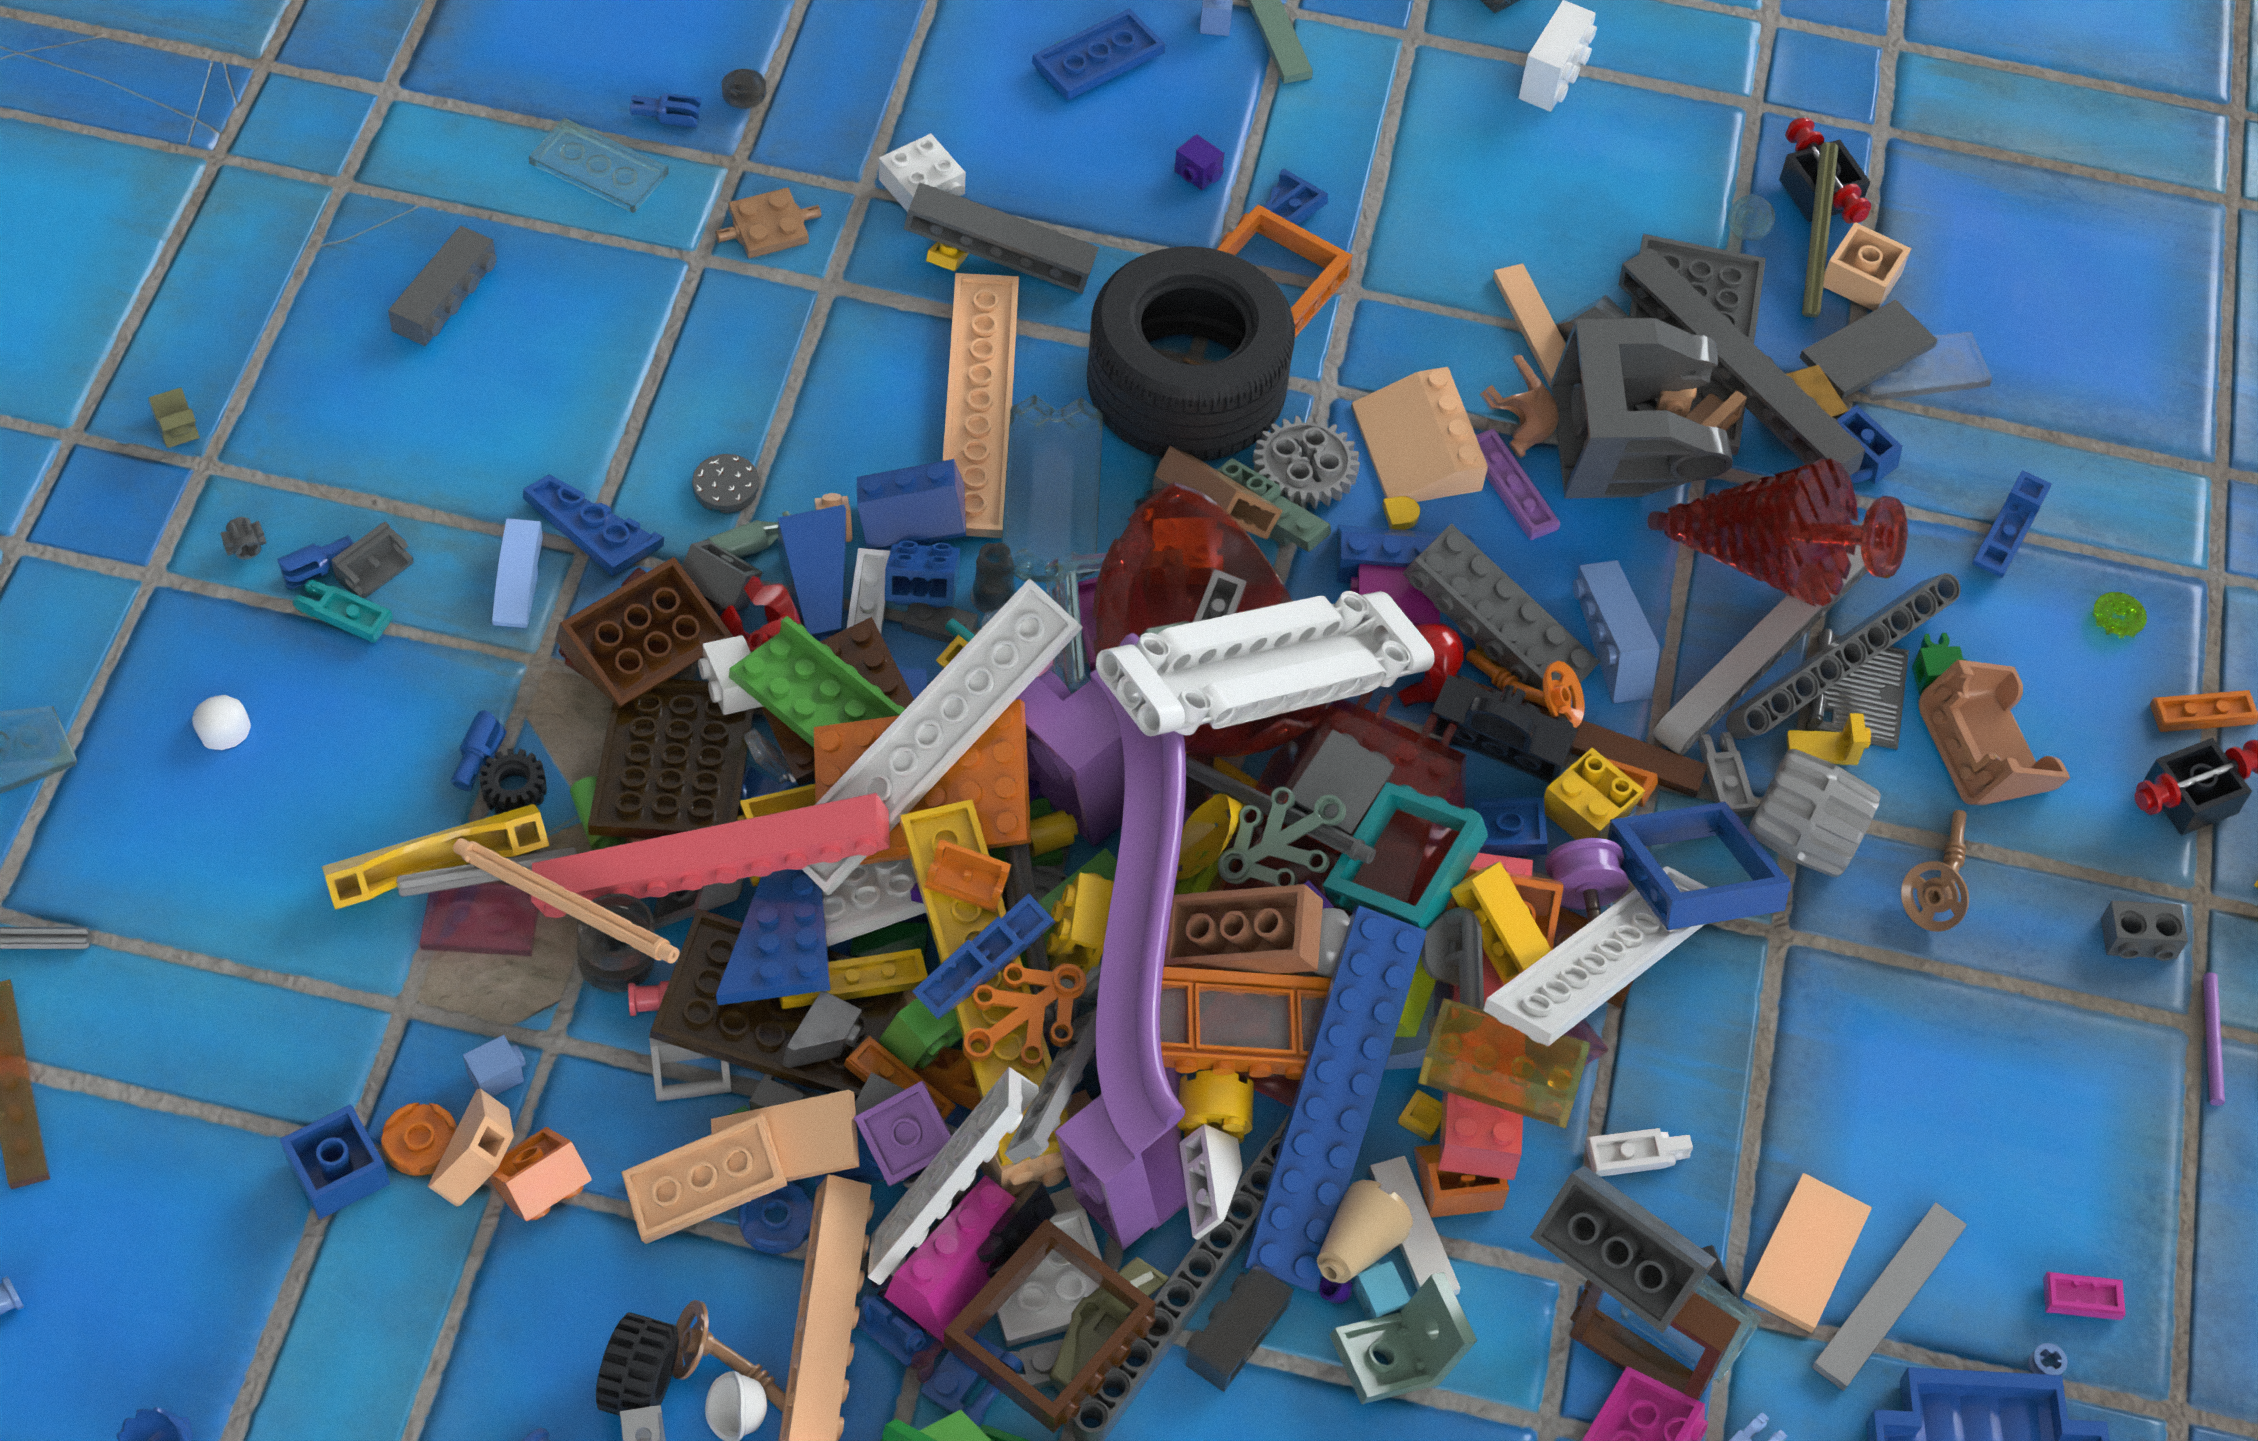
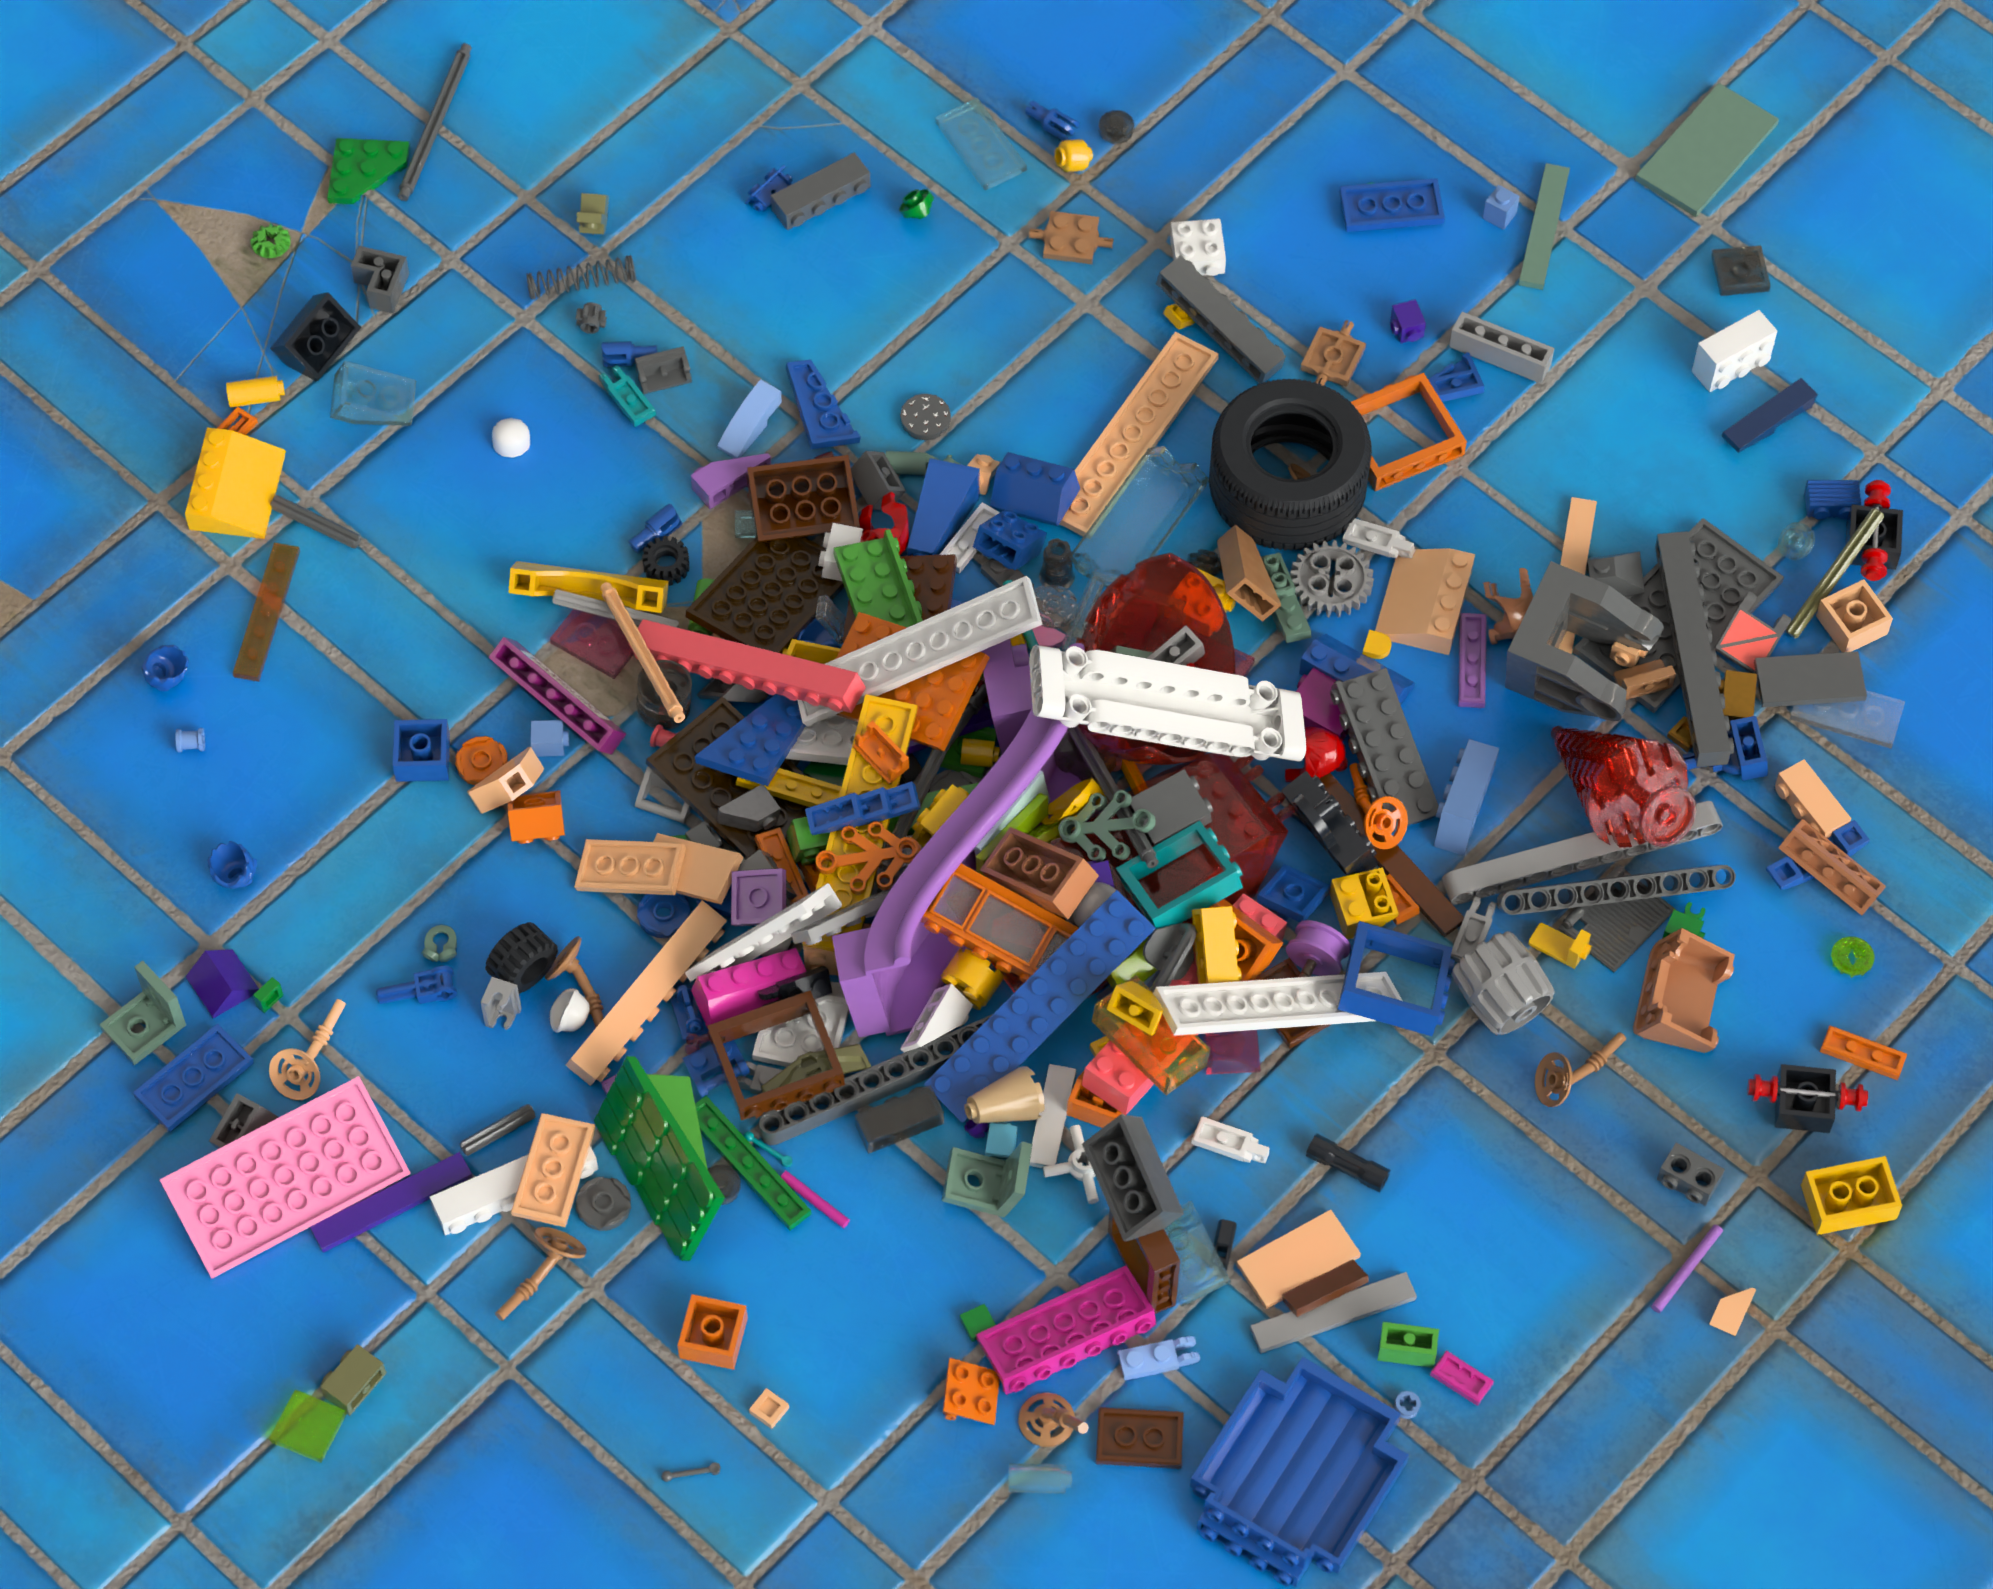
camera: 35 degrees right, 5 degrees up
(258, 470) = (628, 260): none -> dark grey piece
(371, 317) = (761, 194): none -> blue hinge
(476, 1007) = (557, 695): none -> magenta brick
(496, 1416) = (449, 949): none -> sand green piece
(527, 653) = (724, 478): none -> medium lavender slope
(567, 254) = (916, 204): none -> green plate
(586, 697) = (744, 524): none -> clear light blue tile
(715, 135) = (1073, 155): none -> yellow head
(1142, 226) = (1333, 355): none -> medium nougat plate
(1319, 147) = (1501, 347): none -> light grey brick
(1328, 398) = (1378, 539): none -> white hinge
(1481, 1034) = (1136, 1006): none -> yellow slope
(1494, 1255) = (1075, 1167): none -> white bar
(1633, 106) = (1774, 412): none -> dark blue slope
(1752, 162) = (1831, 498): none -> blue brick
(1758, 1107) = (1329, 1153): none -> black axle
(1778, 332) = (1748, 636): none -> flag
(1780, 459) = (1681, 735): none -> pearl gold tile
(1865, 1270) = (1325, 1288): none -> reddish brown tile
(1963, 472) = (1810, 799): none -> light nougat brick
(2007, 1287) = (1408, 1344): none -> bright green brick
(2036, 530) = (1832, 867): none -> nougat fence

